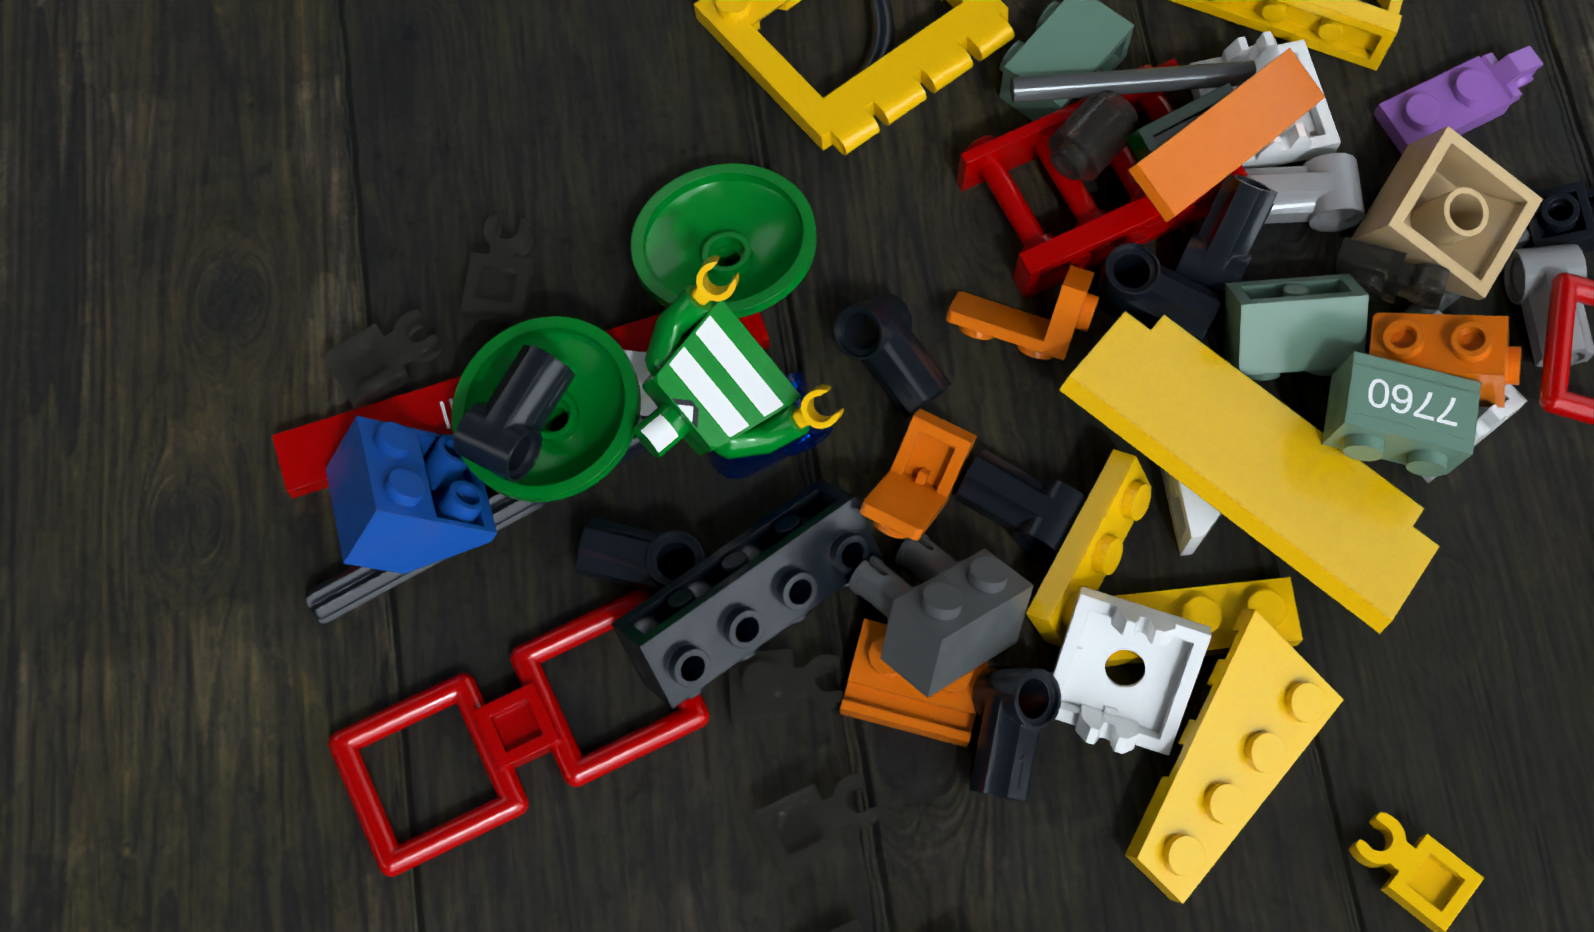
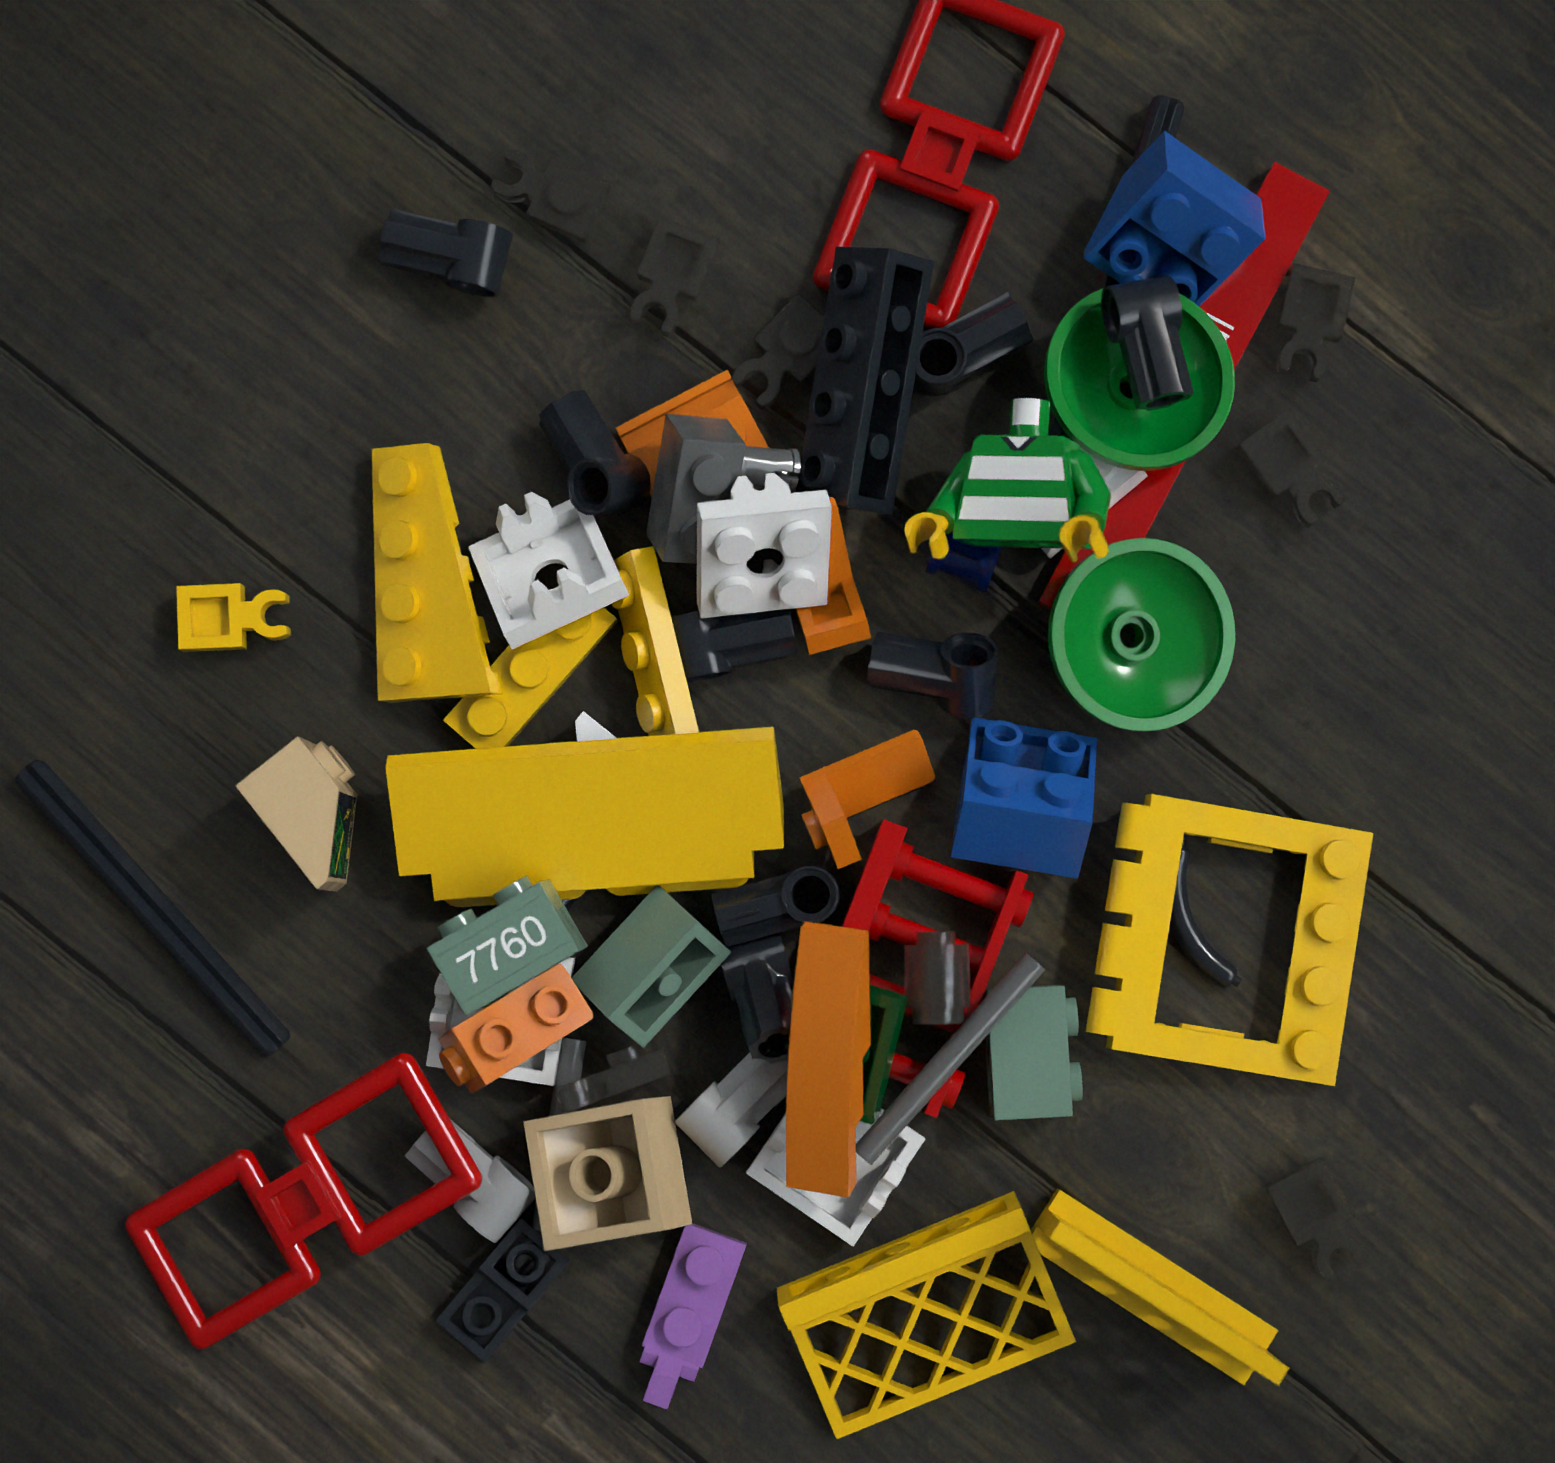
camera: 135 degrees right, 15 degrees up
(908, 216) = (1025, 798): none -> blue slope
(966, 531) = (757, 520): none -> white piece
(1484, 655) = (308, 808): none -> tan slope

